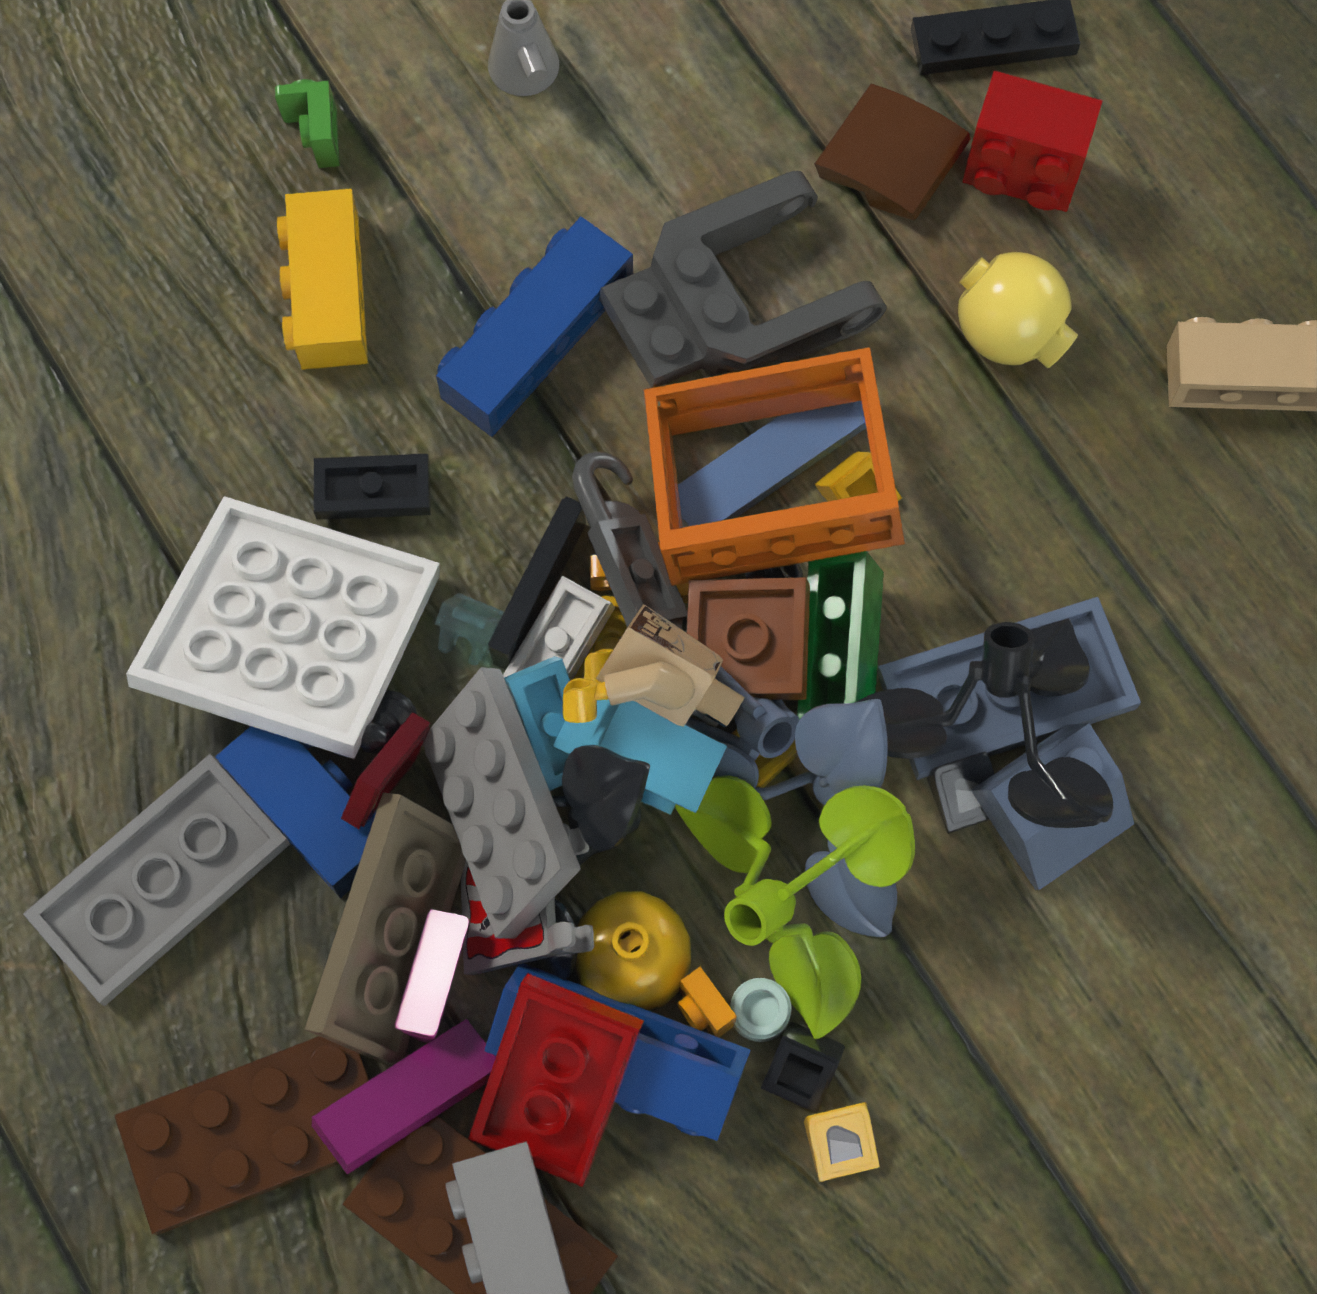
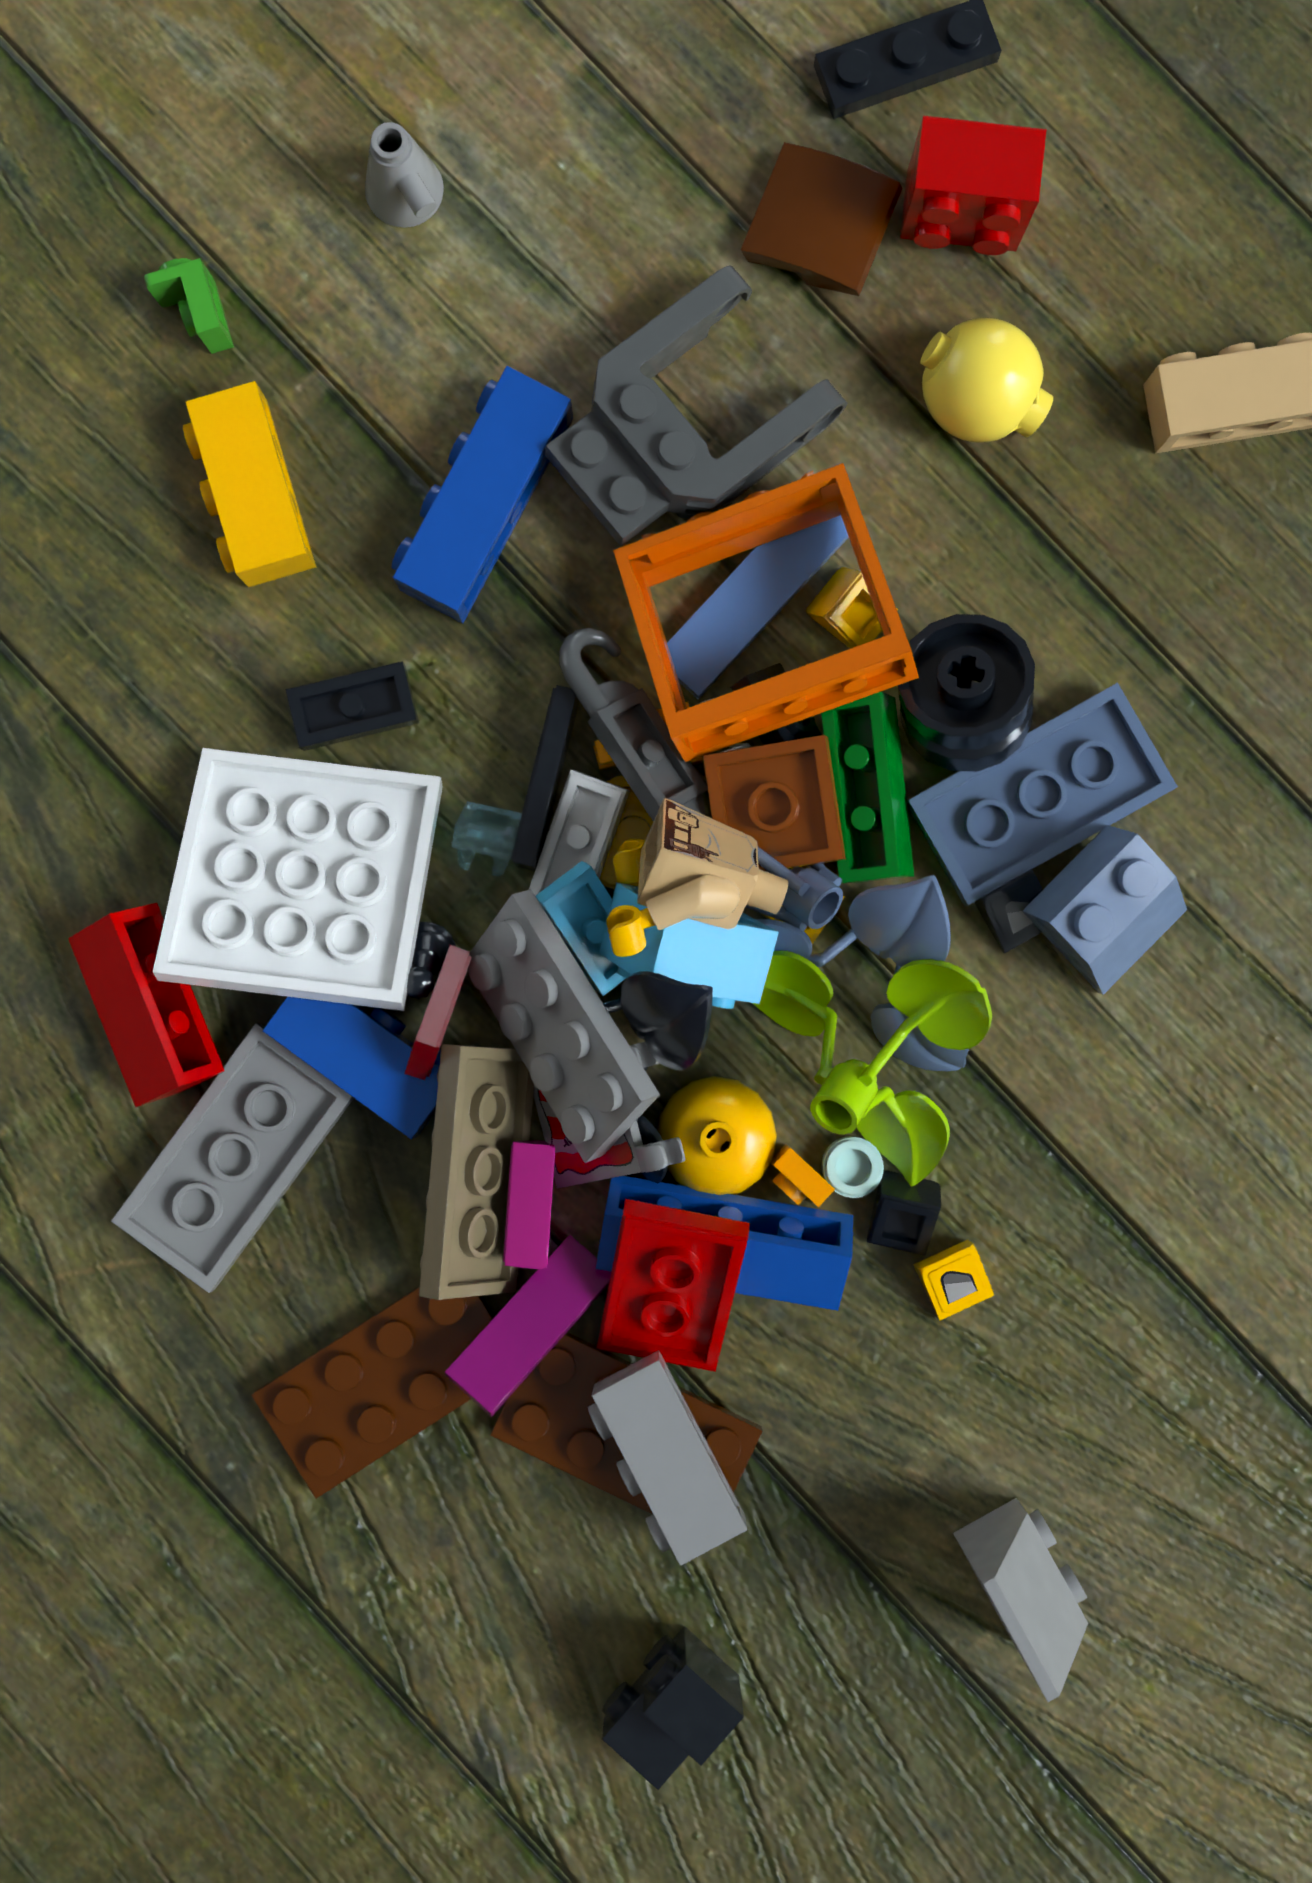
camera: 10 degrees left, 15 degrees up
(109, 726) = (148, 1022): none -> red brick
(950, 574) = (969, 694): none -> black wheel
(1012, 664) = (1067, 772): black plant -> none

